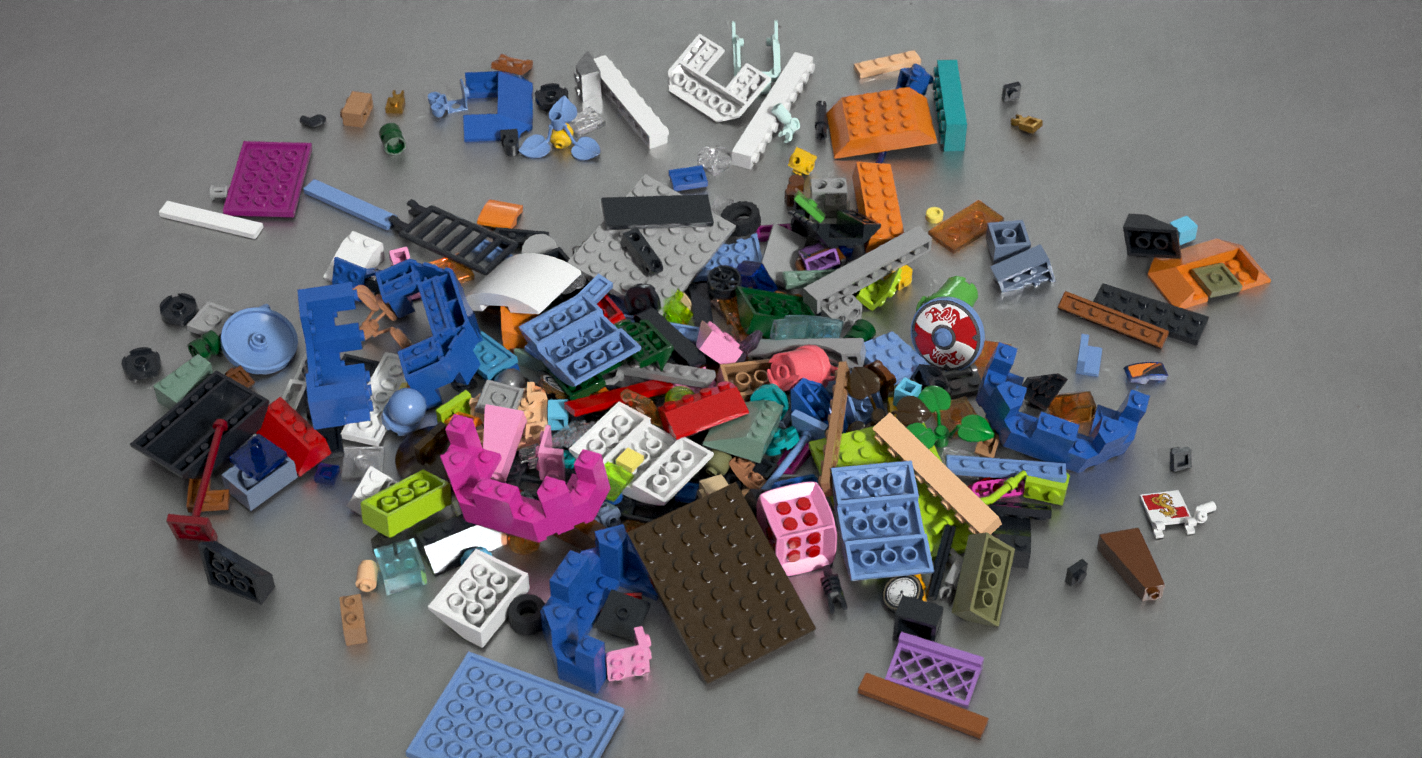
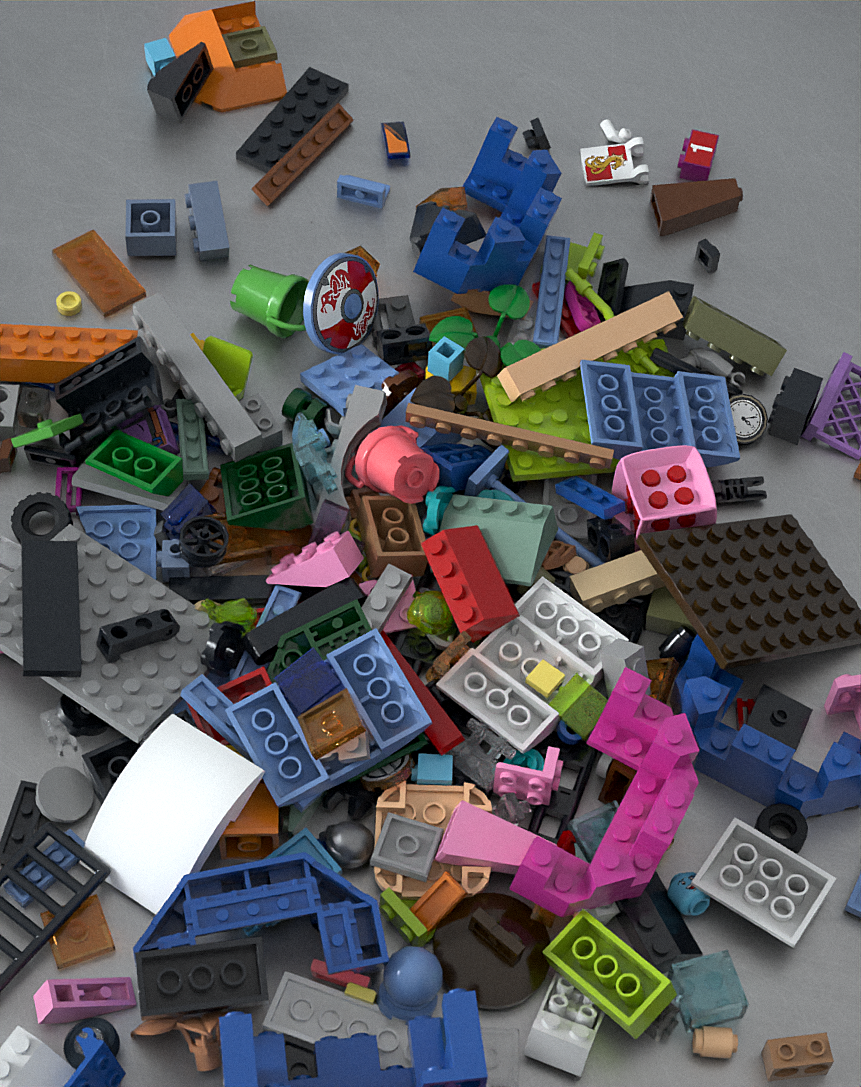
camera: 90 degrees left, 10 degrees up
(385, 284) = (201, 978): none -> black brick
(557, 349) = (352, 751): none -> light grey plate
(568, 334) = (331, 724): none -> clear orange plate
(604, 324) = (307, 681): none -> clear blue piece
(637, 502) = (621, 655): none -> light grey brick
(779, 244) = (138, 463): none -> green slope
(1191, 566) = (698, 156): none -> brick

